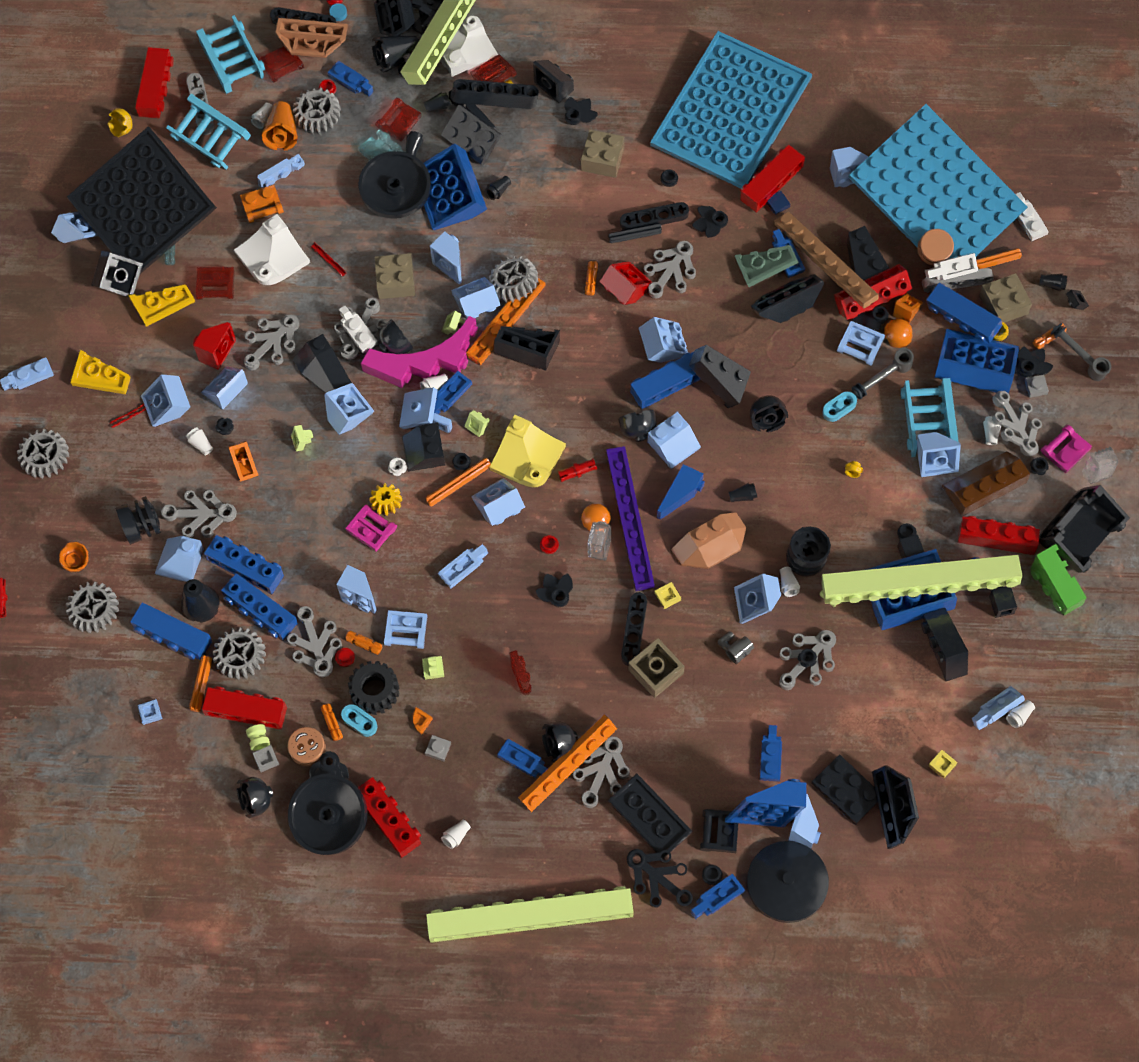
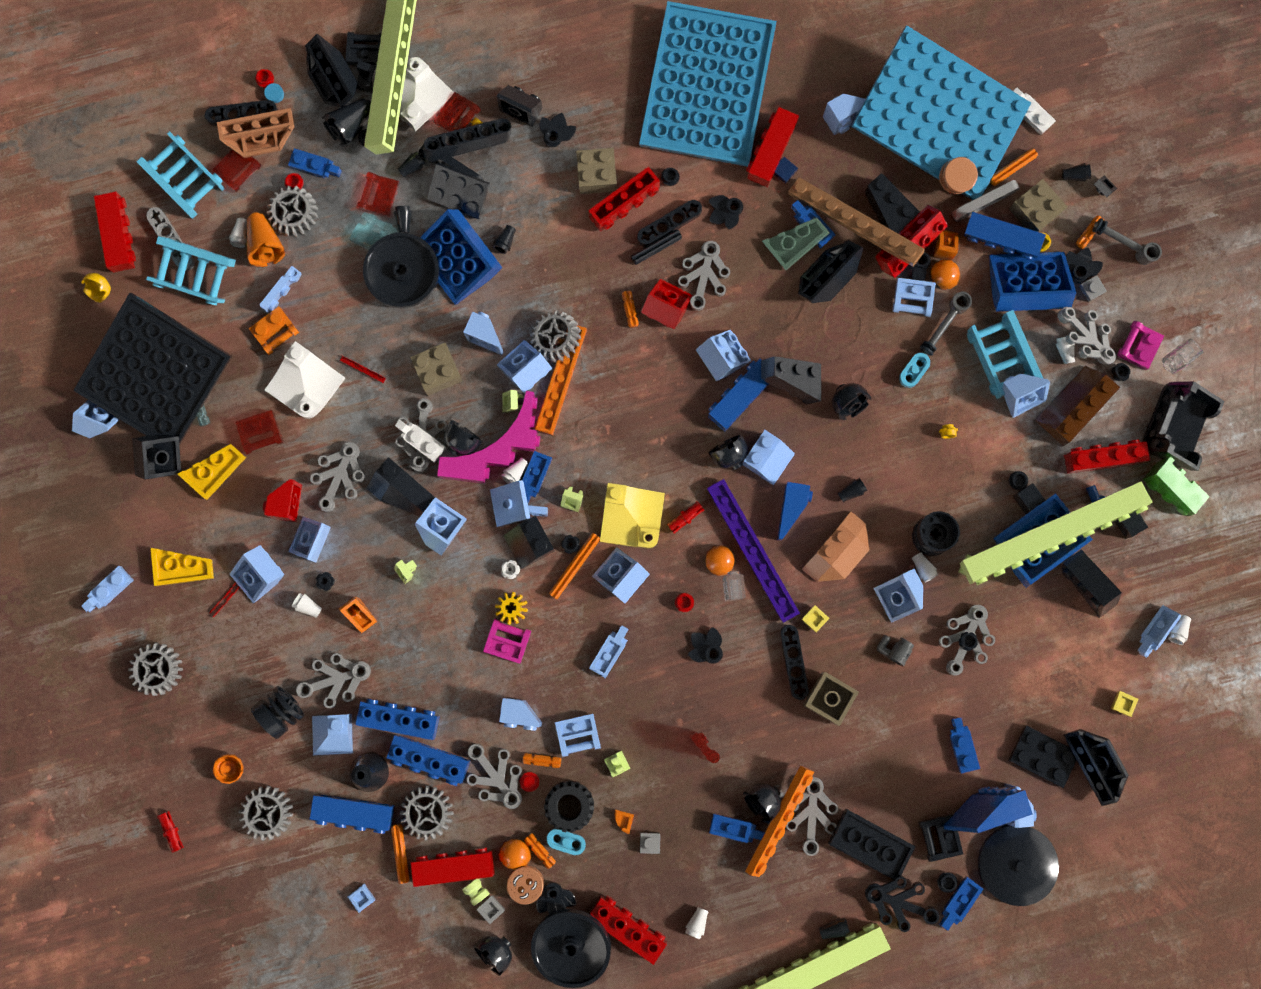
camera: 20 degrees left, 15 degrees up
(307, 715) = (514, 854): none -> orange hair
(527, 346) = (593, 404): black wedge -> none
(587, 881) = (835, 929): none -> black cone
(619, 183) = (624, 199): none -> red brick
(953, 267) = (981, 192): white hinge -> none

